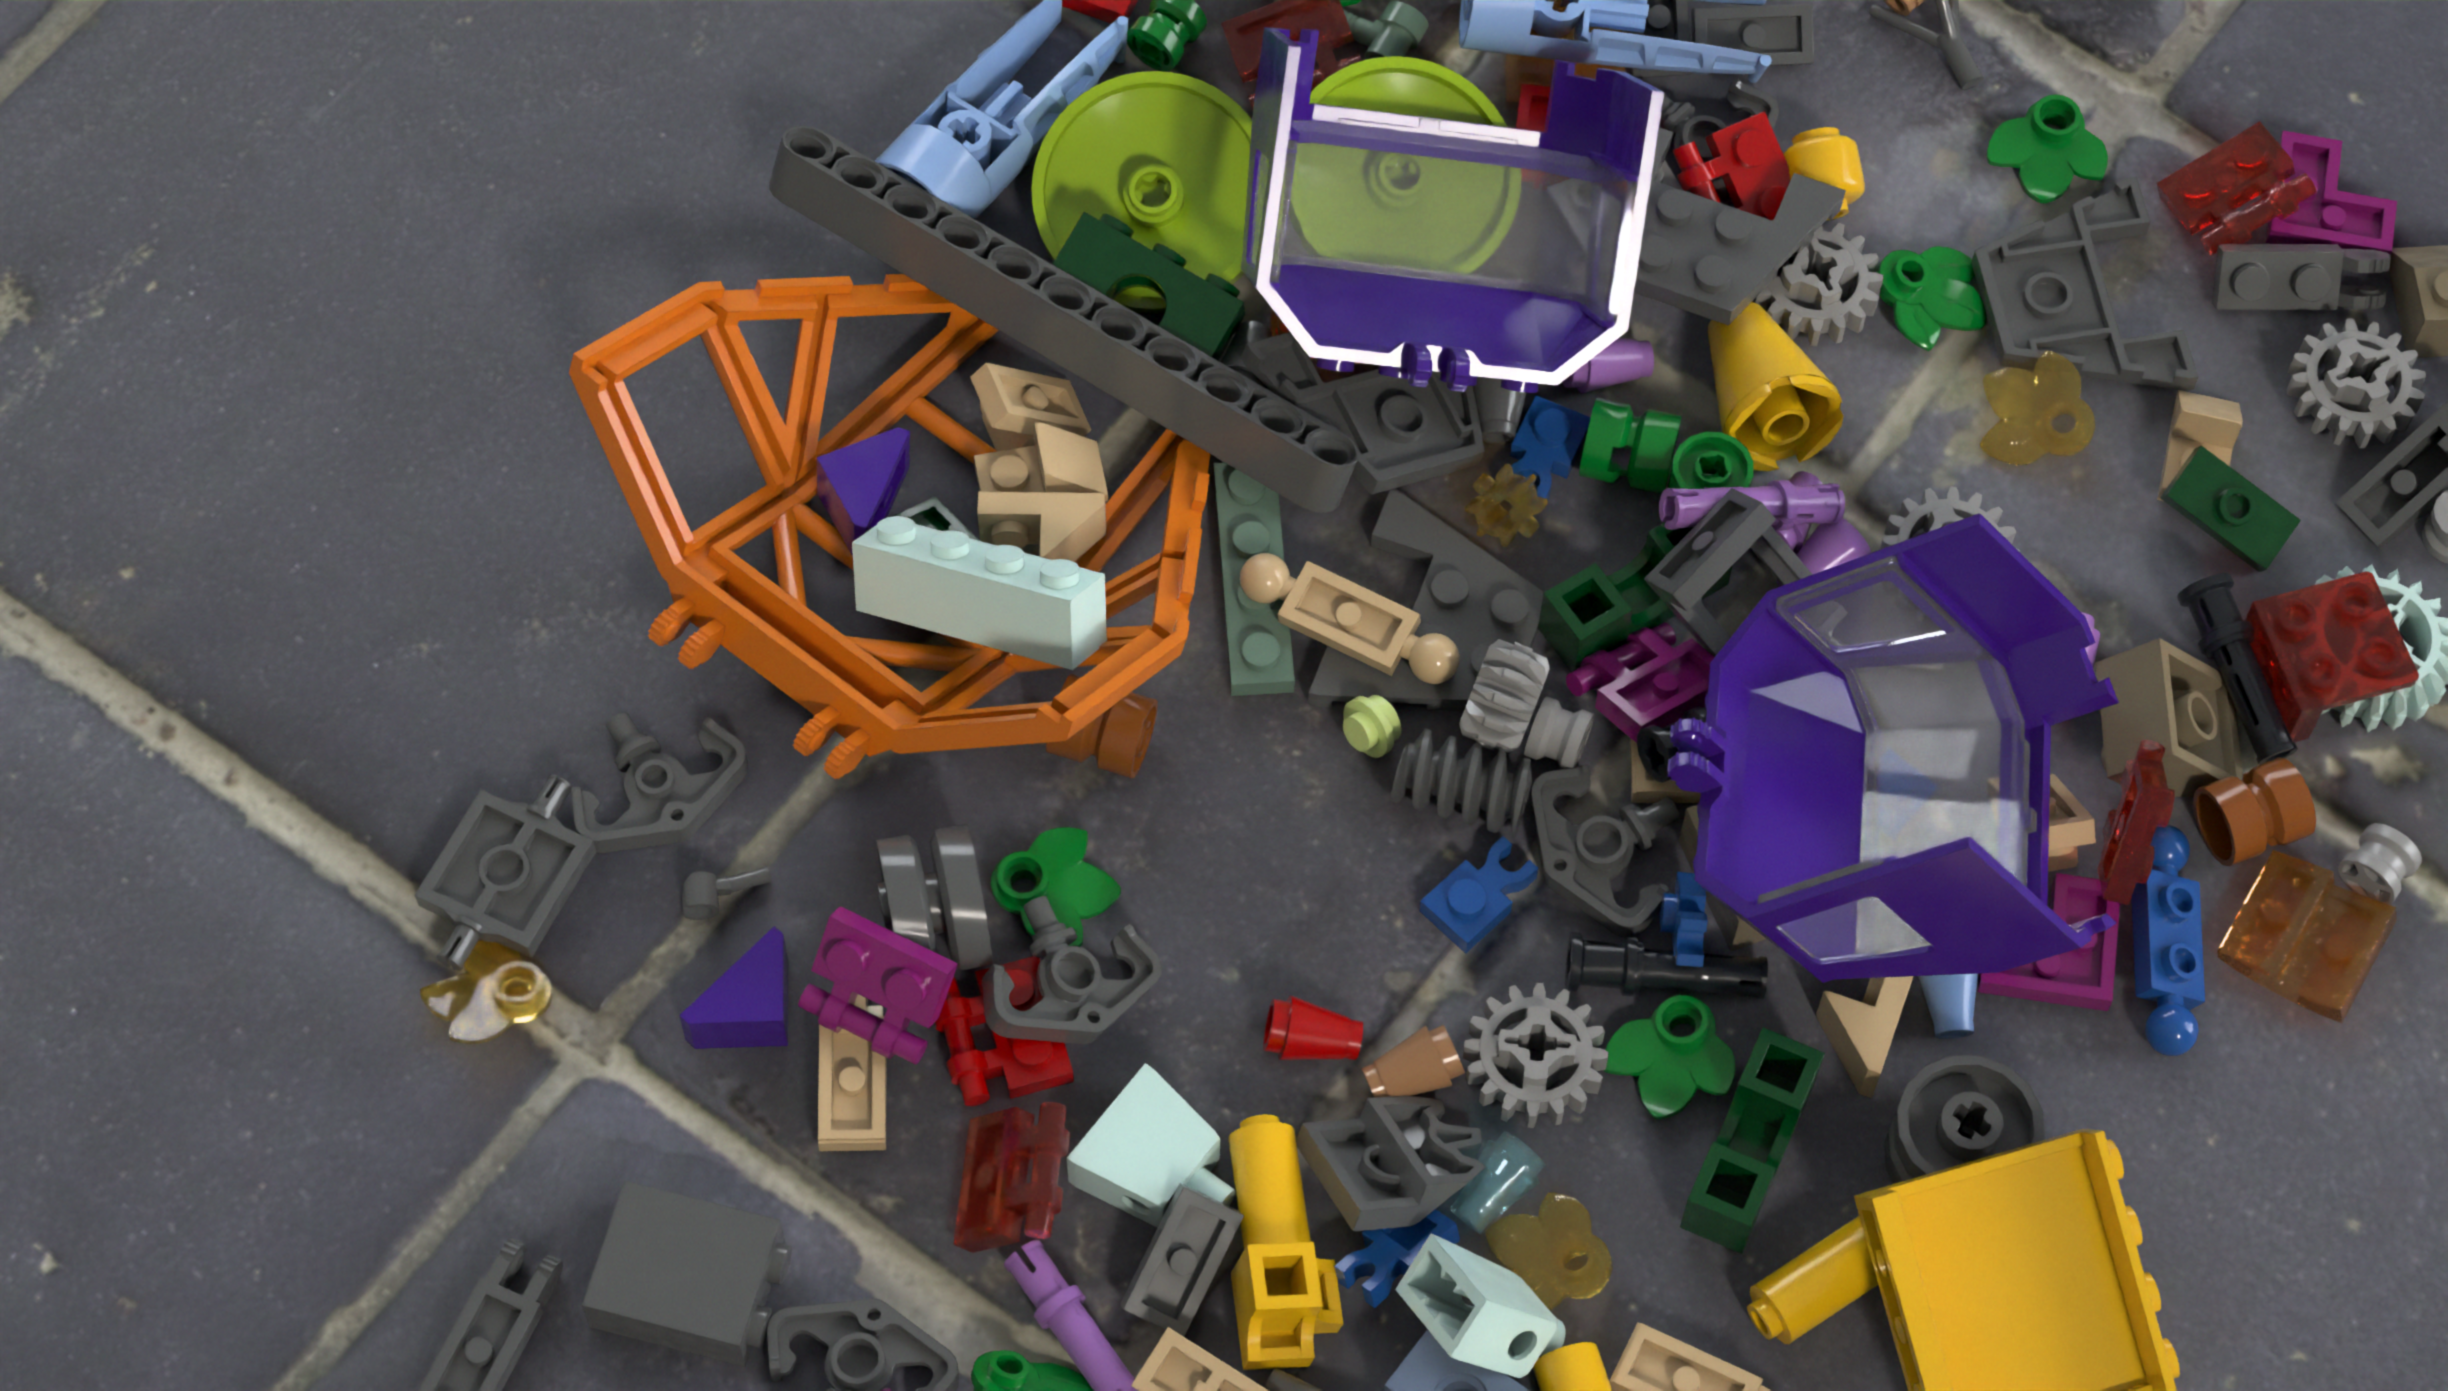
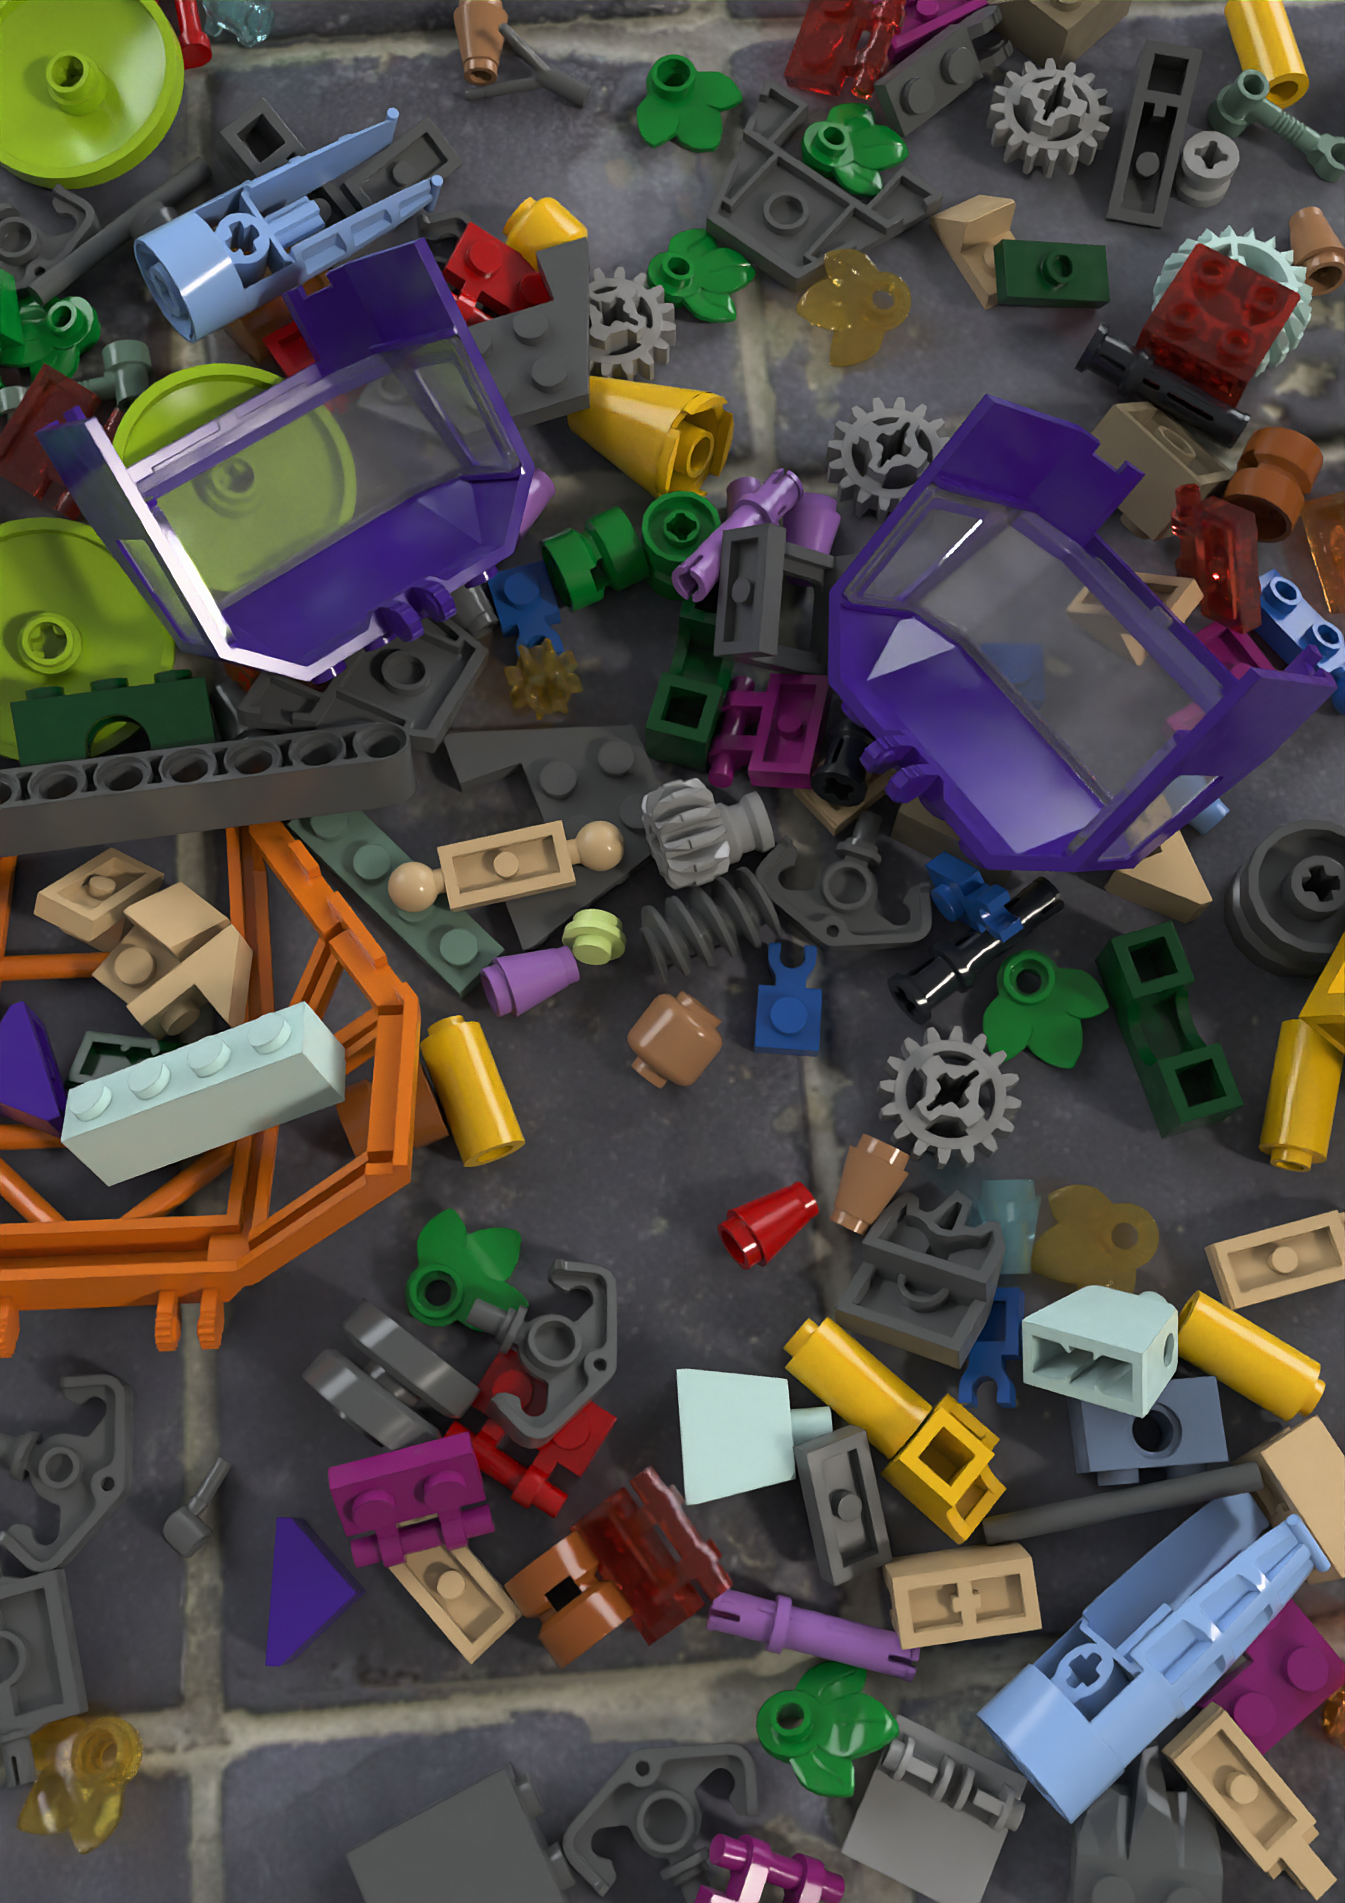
camera: 40 degrees left, 10 degrees up
(924, 1163) = (583, 1620): none -> dark orange wheel
(1175, 761) = (471, 1091): none -> yellow brick
(1292, 715) = (526, 979): none -> medium lavender cone
(1362, 845) = (674, 1040): none -> medium nougat head
(2168, 290) = (853, 148): none -> green plate

